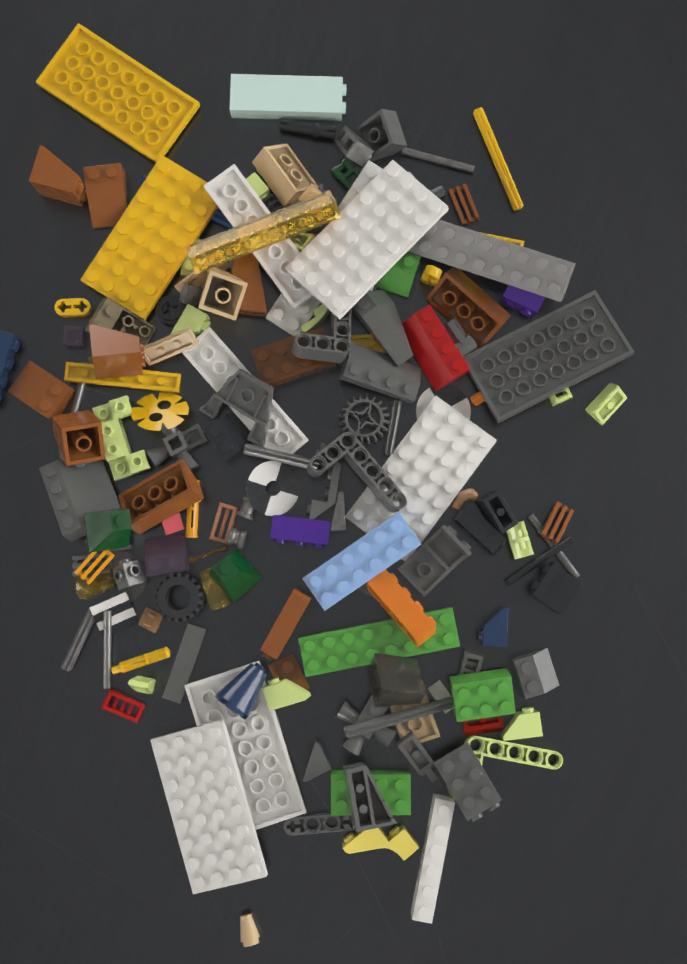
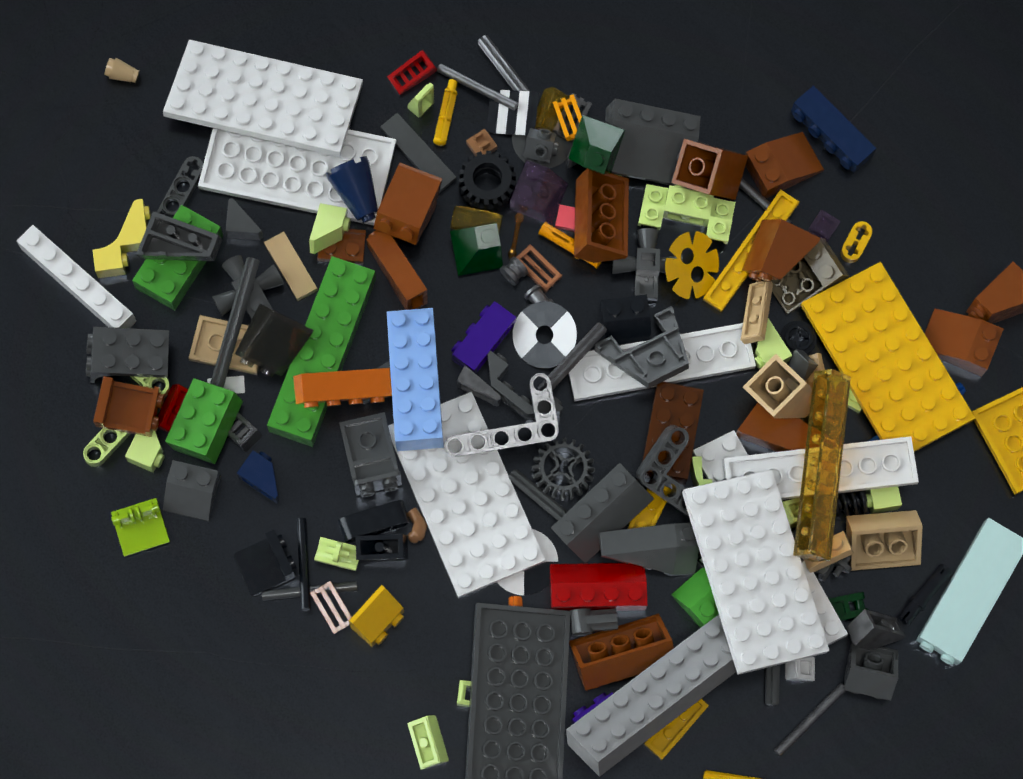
camera: 115 degrees right, 10 degrees down
(233, 644) = (408, 203): none -> dark orange slope
(326, 704) = (290, 266): none -> tan tile
(417, 756) = (185, 322): dark grey hinge -> none
(431, 275) = (679, 627): yellow beam -> none
(464, 188) = (722, 714): dark orange tile -> none
(508, 756) = (128, 407): none -> dark orange panel
(547, 486) = (377, 617): none -> yellow slope
(581, 693) = (140, 527): none -> lime hinge

